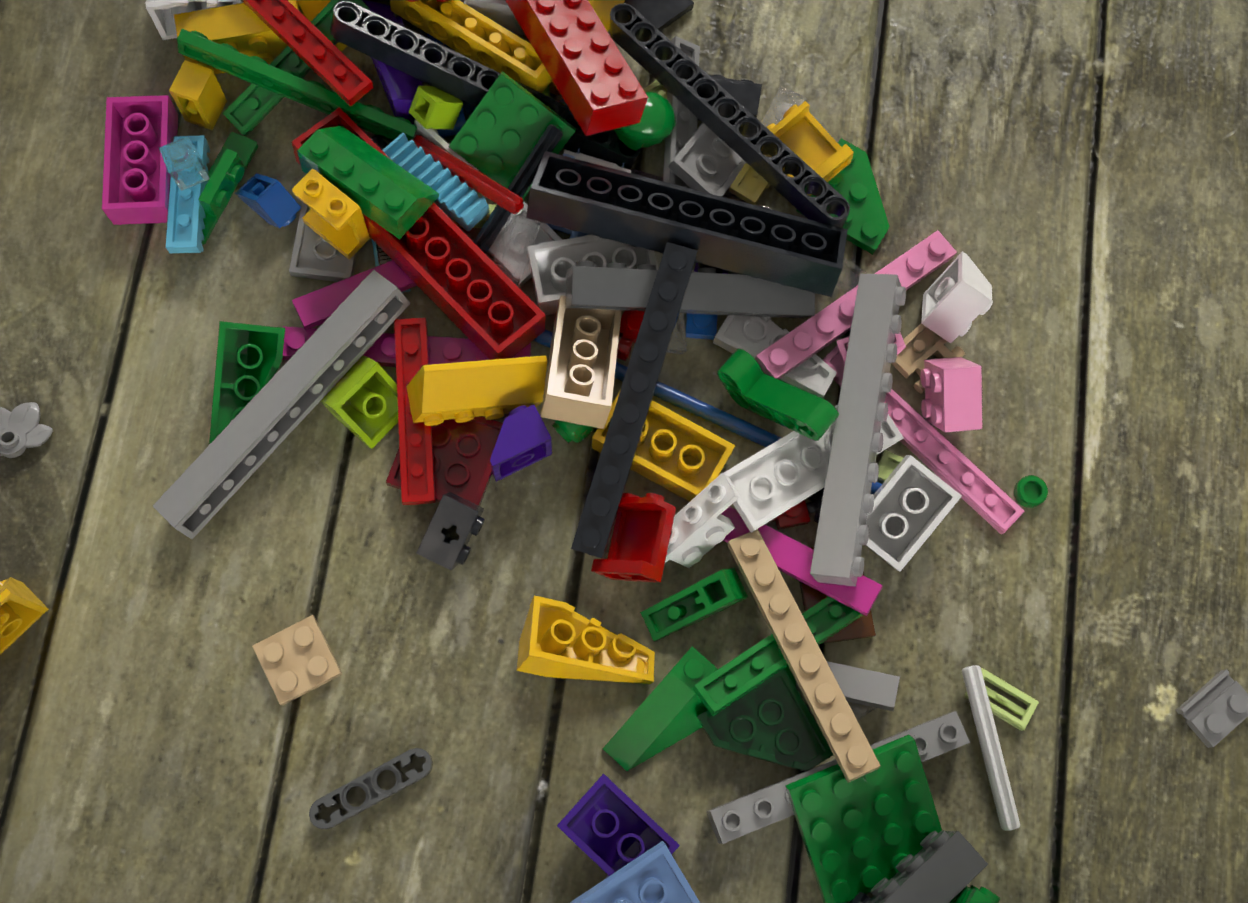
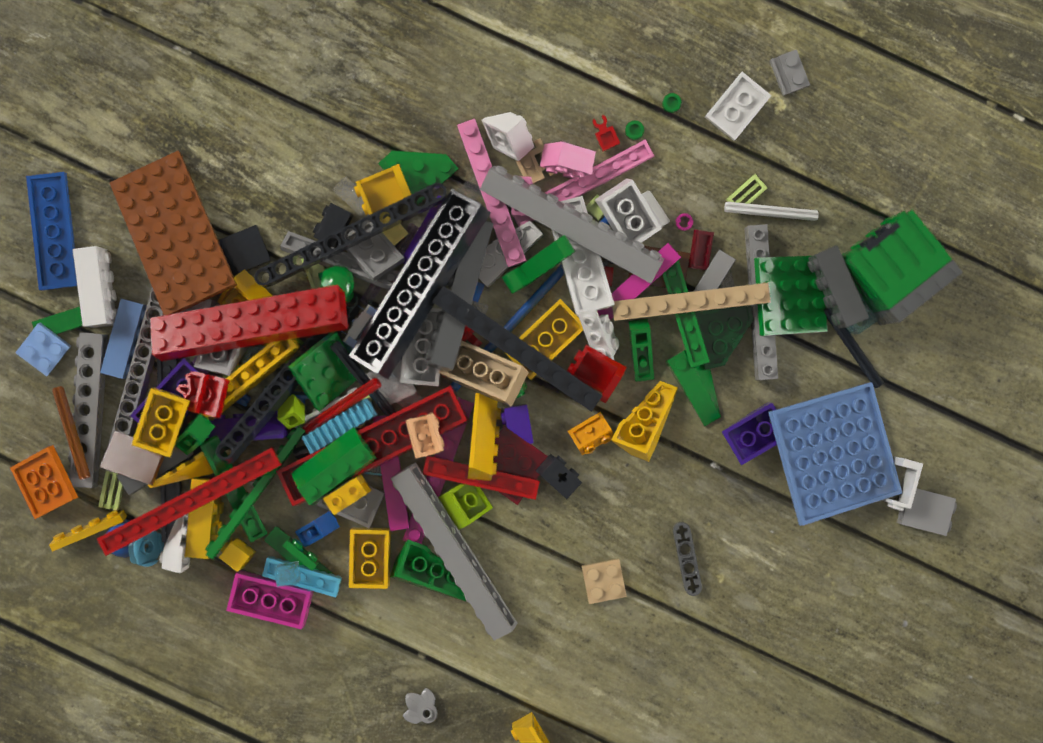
camera: 65 degrees left, 15 degrees up
(241, 282) = (369, 558): none -> yellow brick
(454, 292) = (425, 435): none -> light nougat bracket
(534, 564) = (591, 433): none -> light orange bracket
(887, 650) = (701, 249): none -> dark red plate
(921, 622) = (678, 220): none -> dark pink bush
(923, 559) = (656, 209): none -> white slope
(1007, 449) = (606, 136): none -> red plate
(1094, 536) = (671, 103): none -> green tile
(1132, 640) = (738, 106): none -> white plate

